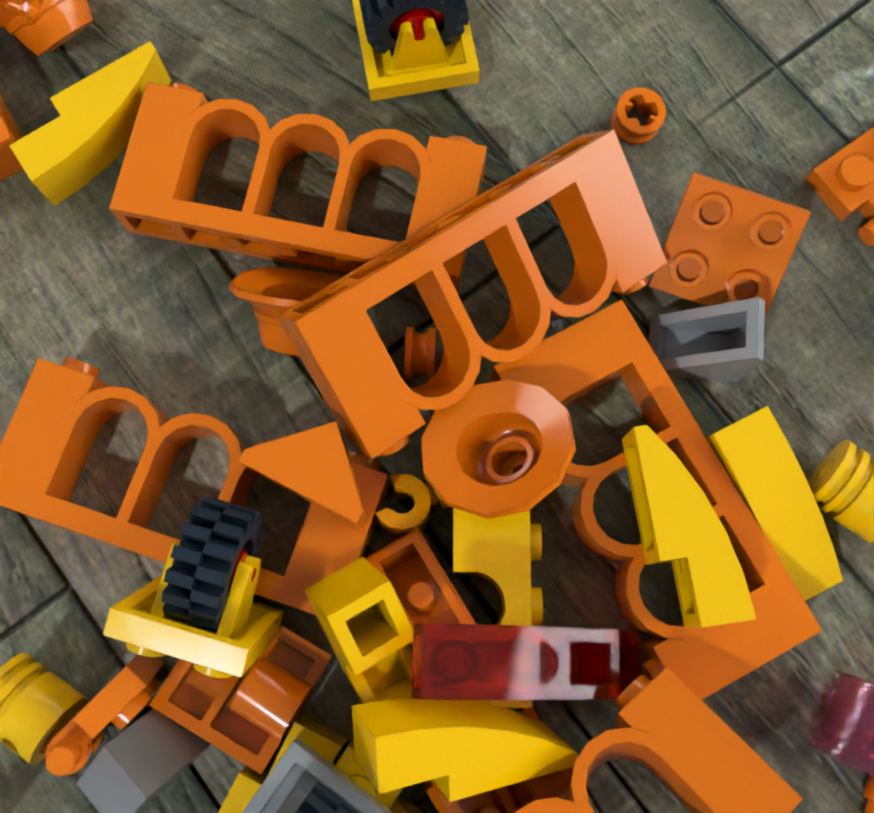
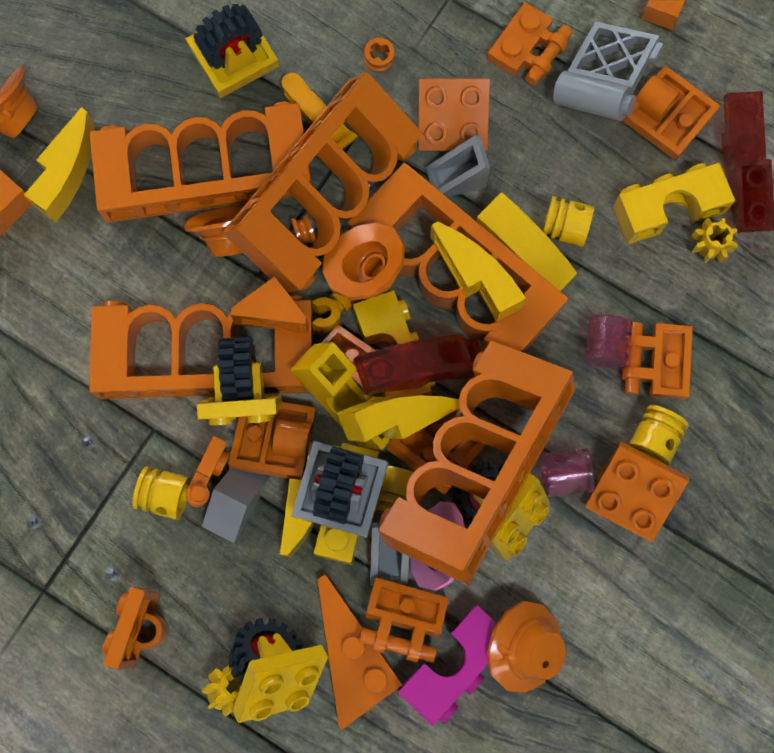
camera: 20 degrees left, 0 degrees up
(505, 158) = (311, 106): none -> light orange piece

